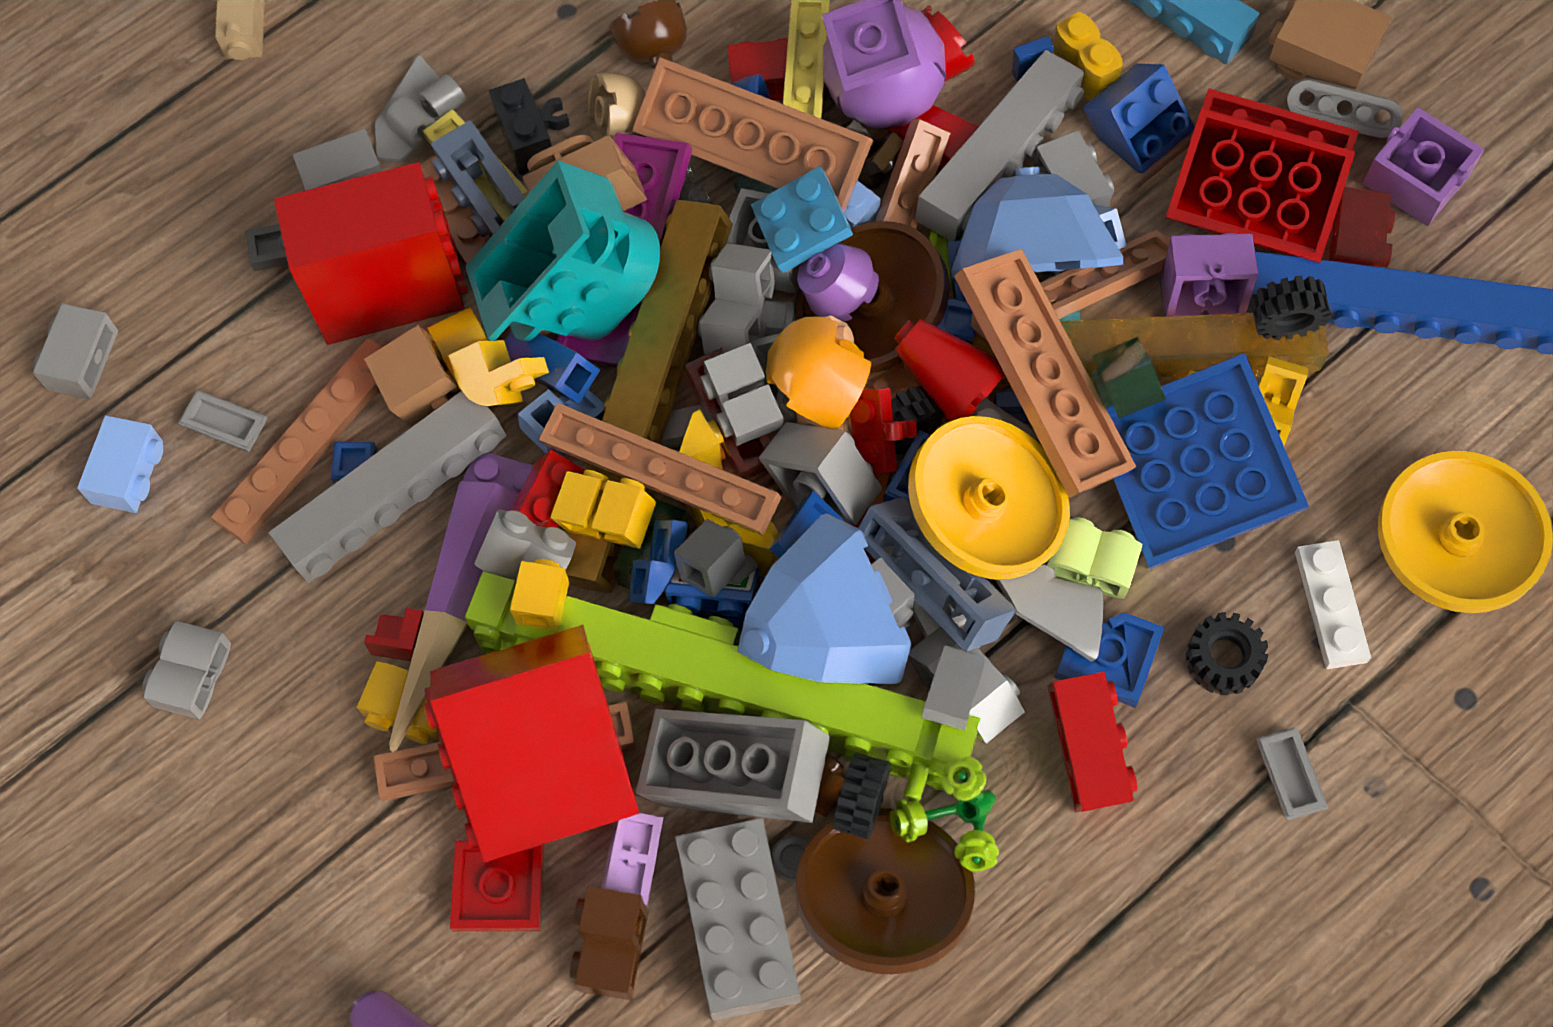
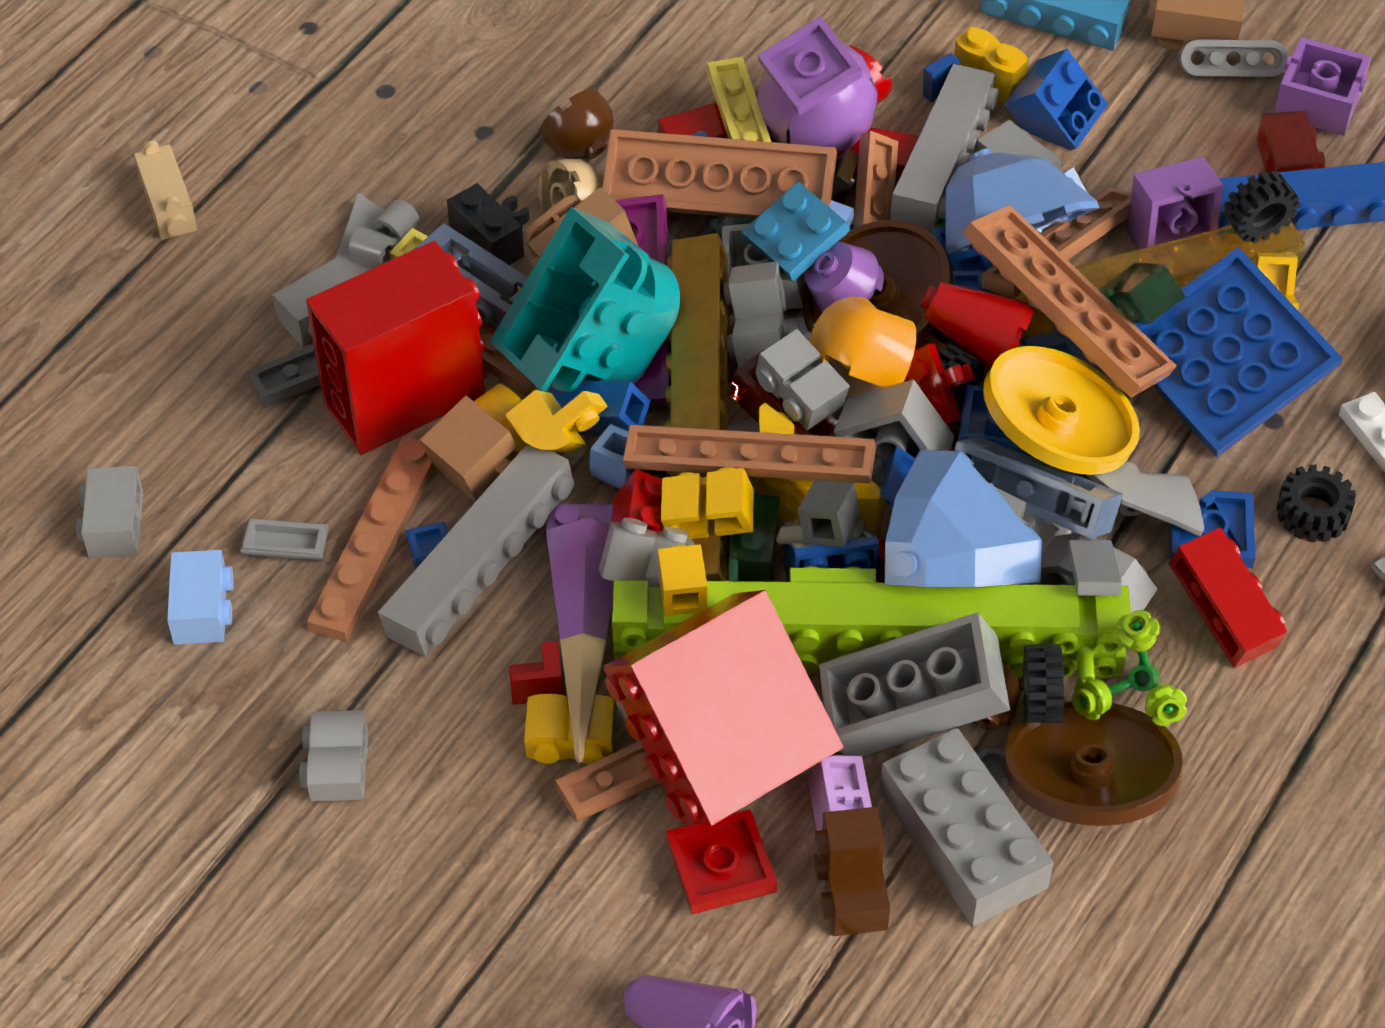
camera: 20 degrees left, 15 degrees down
(653, 575) = (779, 525): blue slope -> none
(1097, 557) = (1173, 451): yellowish green brick -> none
(1263, 175) = (1184, 115): red slope -> none

